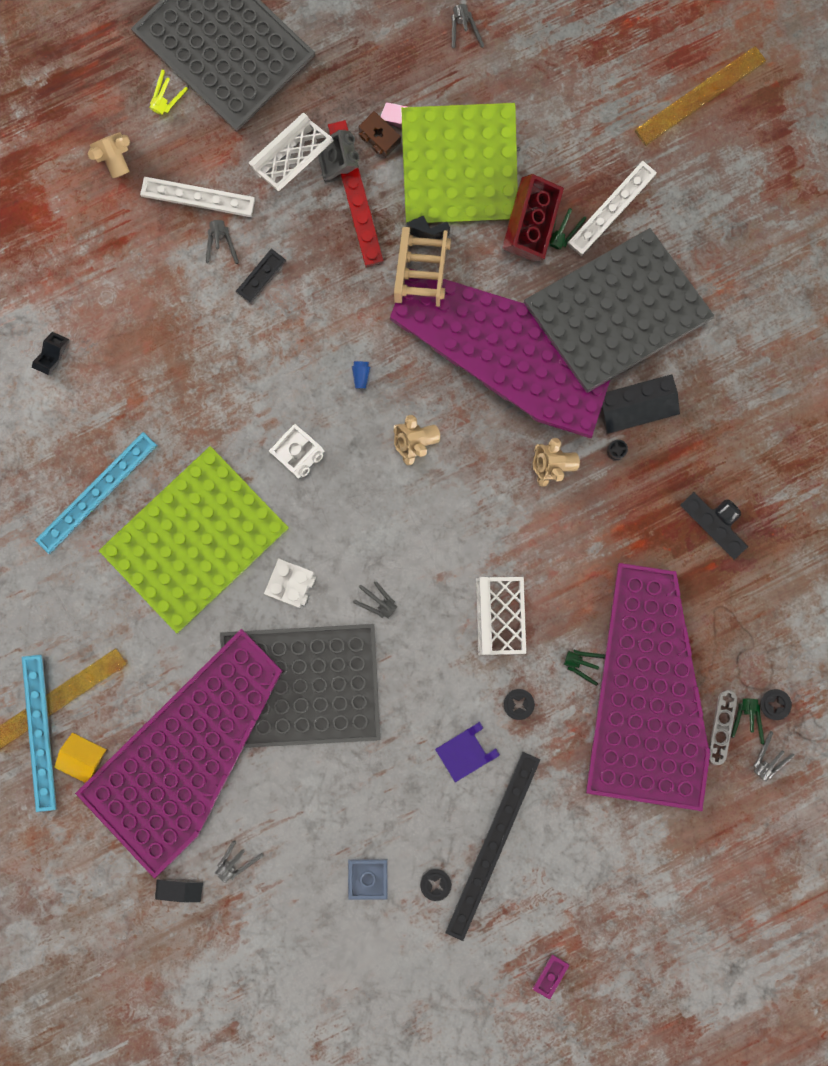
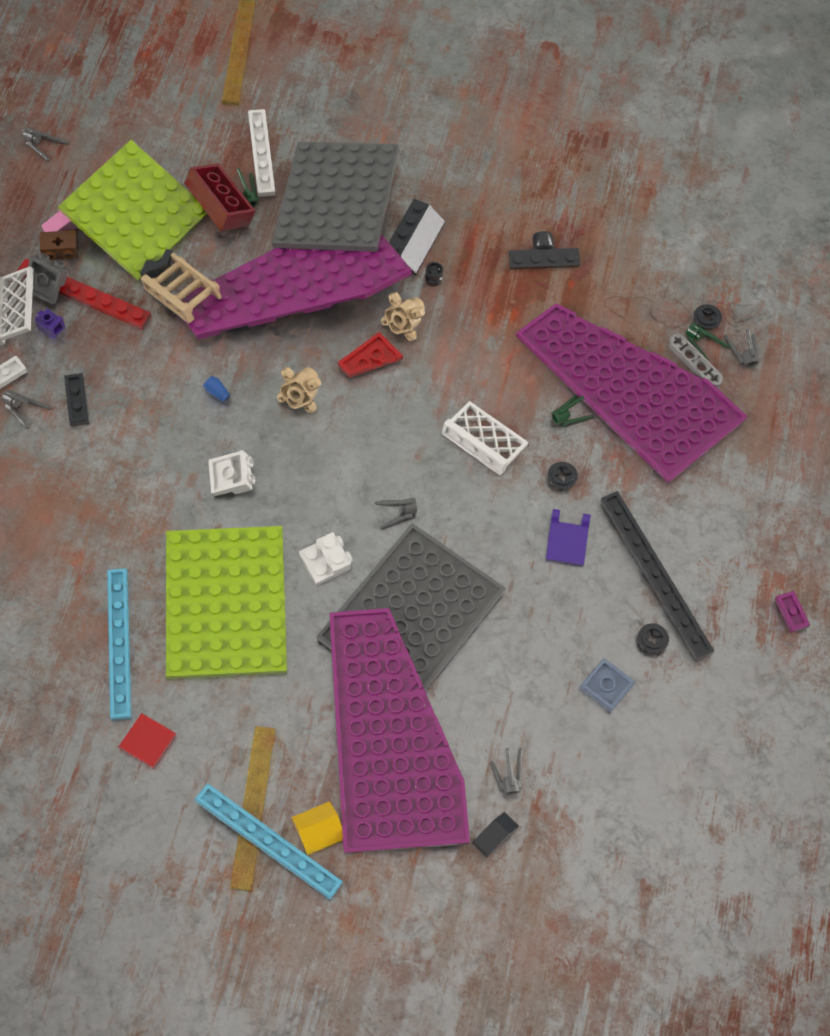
camera: 55 degrees left, 20 degrees down
(41, 580) = (147, 740): none -> red tile
(305, 200) = (49, 323): none -> dark purple brick
(494, 464) = (370, 356): none -> red wing

